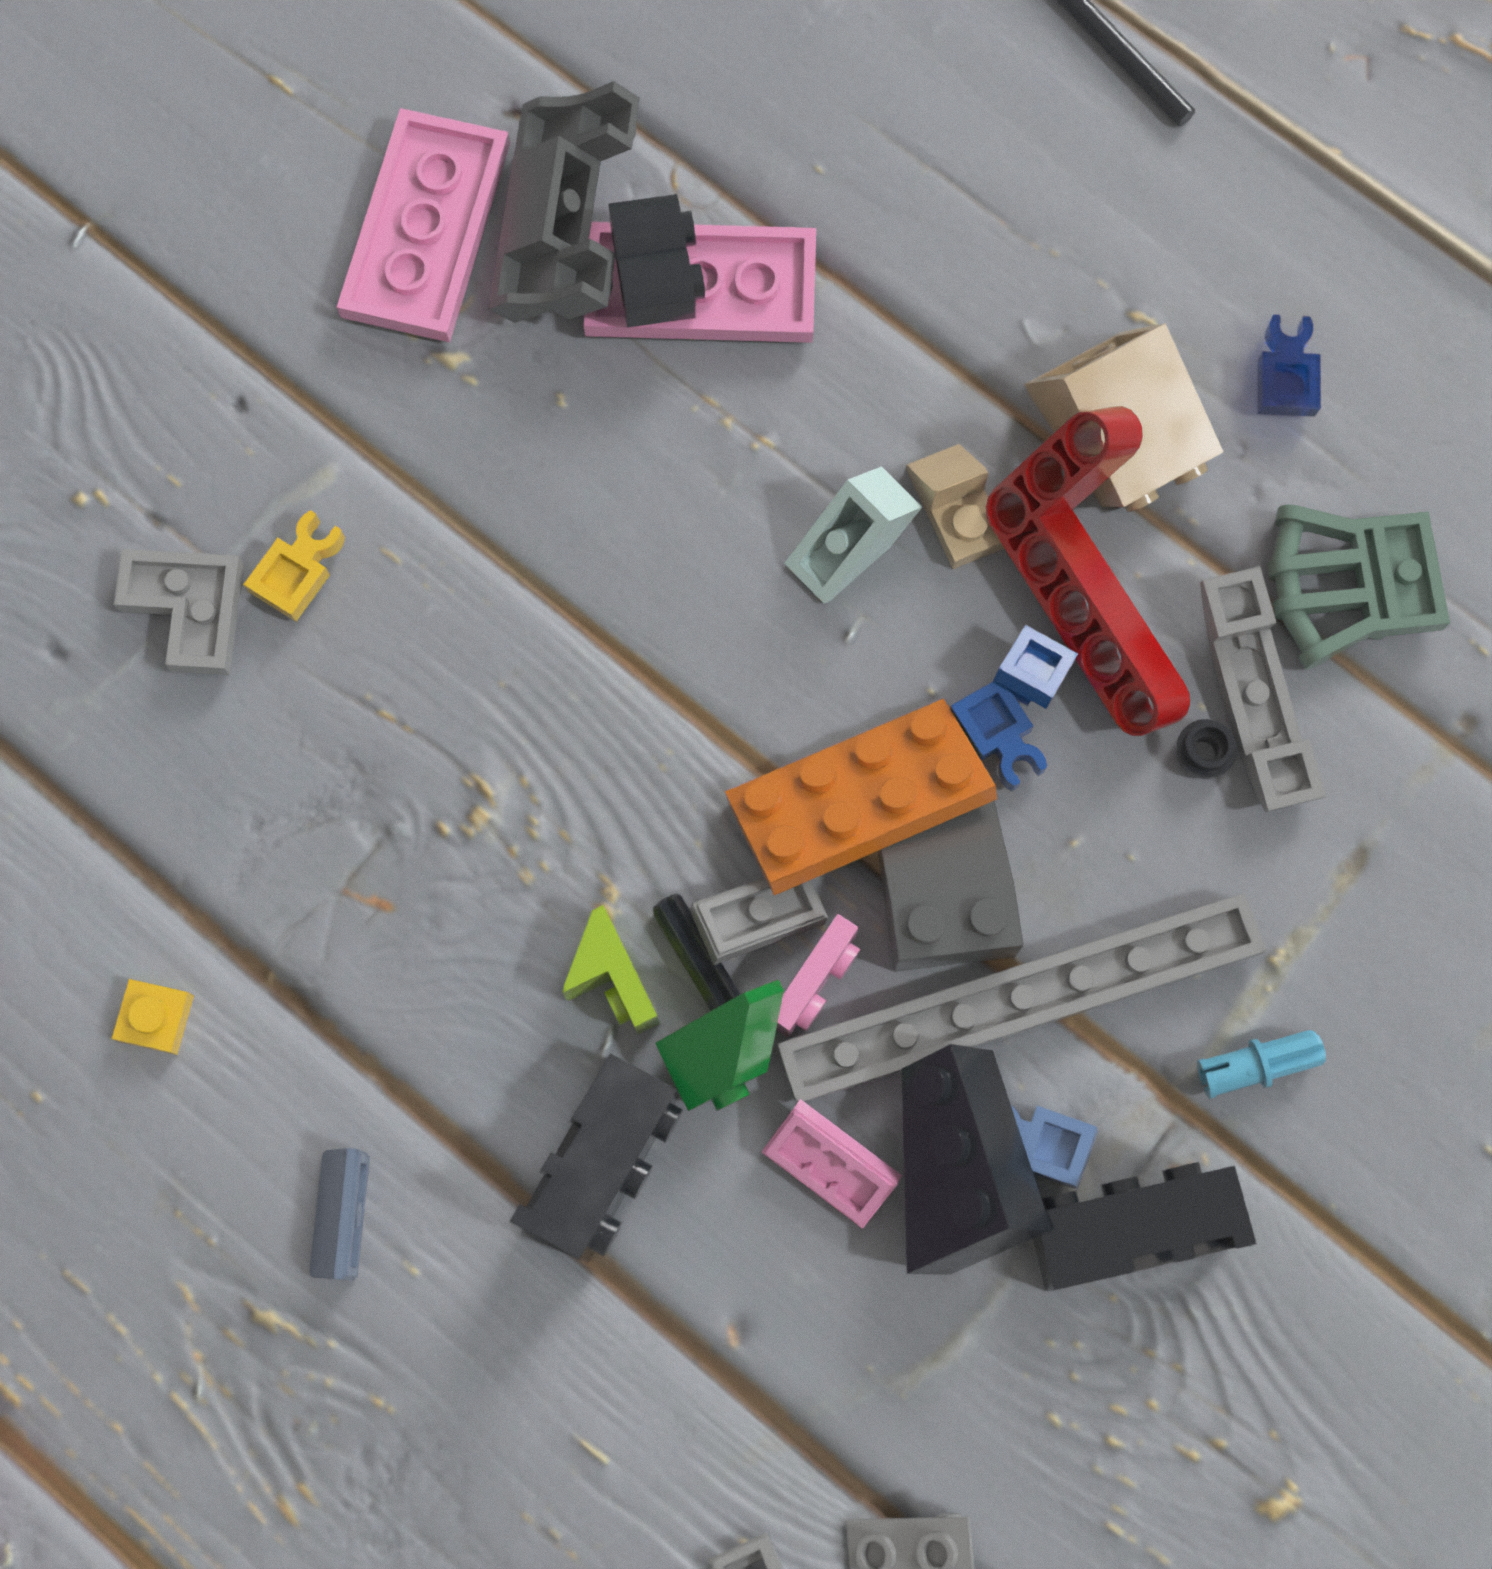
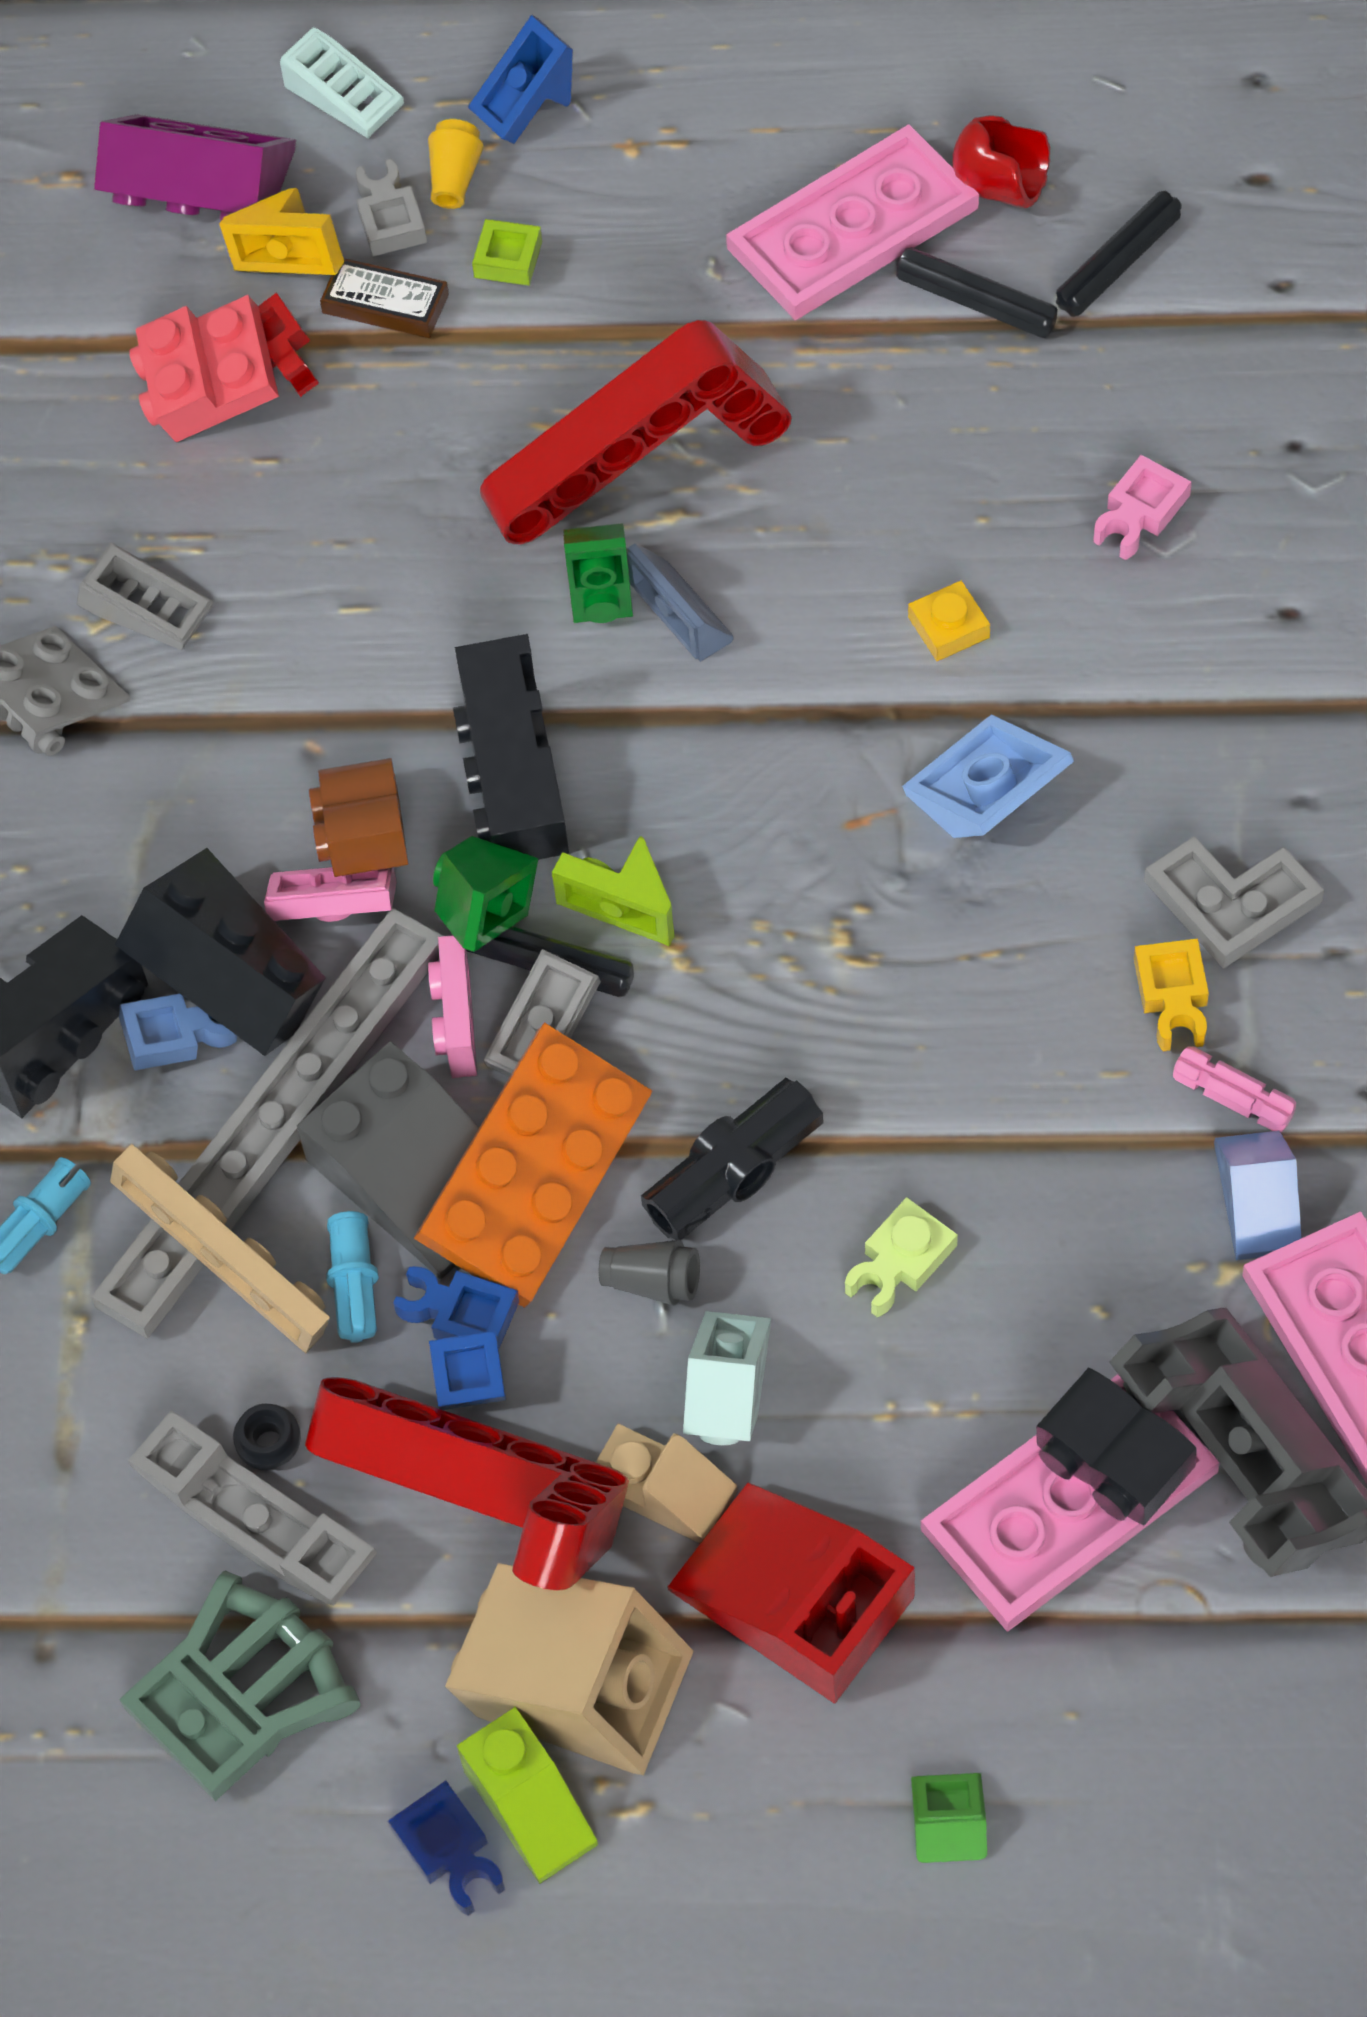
camera: 145 degrees right, 15 degrees down
(185, 1387) = (628, 420): none -> red beam
(258, 843) = (985, 777): none -> light blue slope
(326, 469) = (1234, 1089): none -> bright pink axle
(378, 1288) = (598, 573): none -> green slope
(379, 387) = (1259, 1192): none -> slope
(649, 536) = (904, 1250): none -> yellowish green plate
(714, 688) = (732, 1159): none -> black piece
(757, 1206) = (358, 818): none -> dark orange brick
(841, 652) = (652, 1270): none -> dark grey cone
(933, 351) = (797, 1587): none -> red slope
(948, 163) = (949, 1817): none -> bright green slope
(1056, 822) = (352, 1276): none -> medium azure axle
(1156, 917) = (202, 1231): none -> tan plate
(1219, 362) = (526, 1794): none -> lime slope

